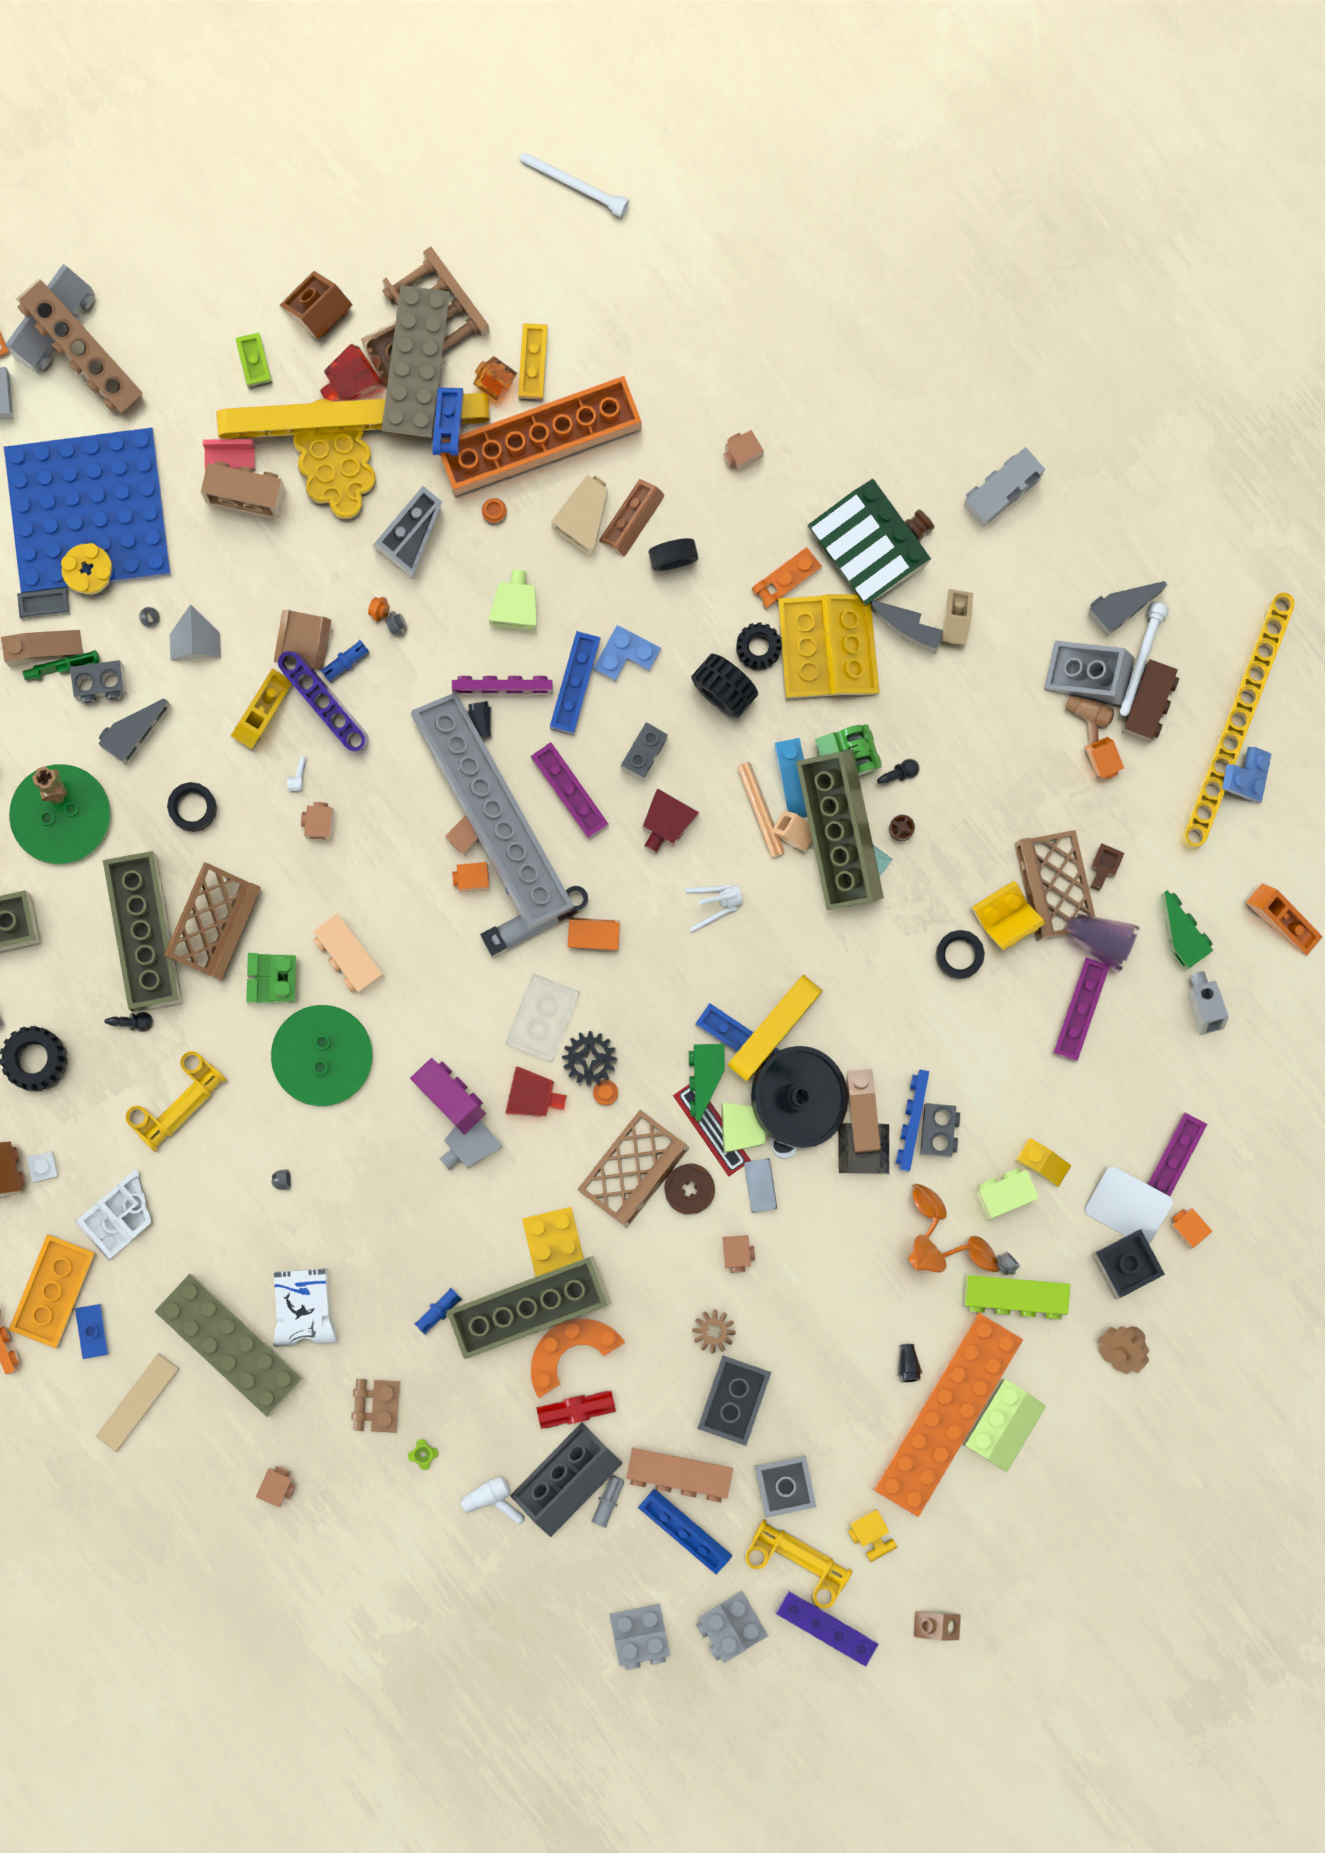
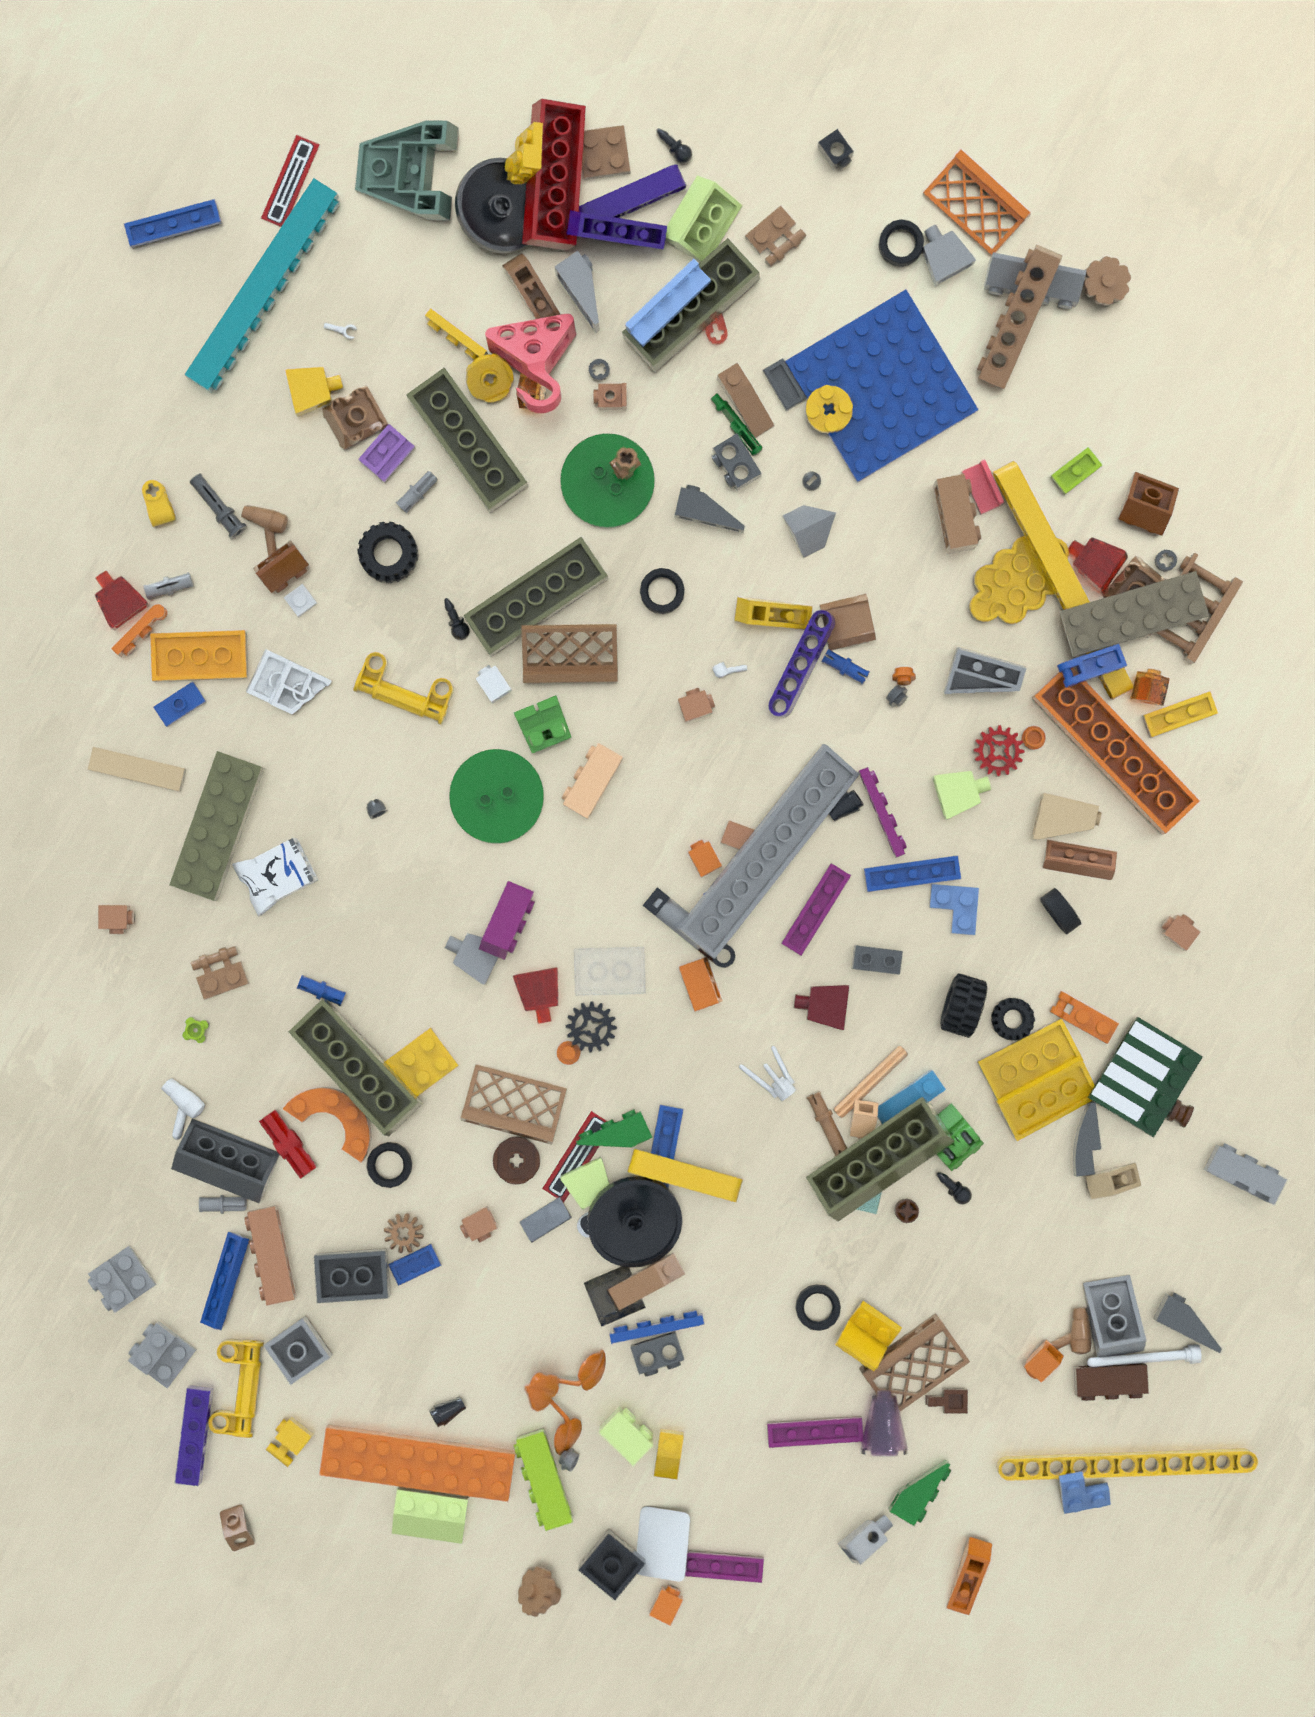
camera: 70 degrees right, 5 degrees up
(82, 251) = (1106, 280): none -> medium nougat plant
(209, 1010) = (493, 683): none -> white brick
(383, 318) = (1170, 554): none -> dark grey bush
(501, 545) = (1006, 759): none -> red gear
(659, 1319) = (371, 1161): none -> black tyre
(750, 1334) = (414, 1264): none -> blue plate
(784, 868) = (827, 1123): none -> medium nougat pin

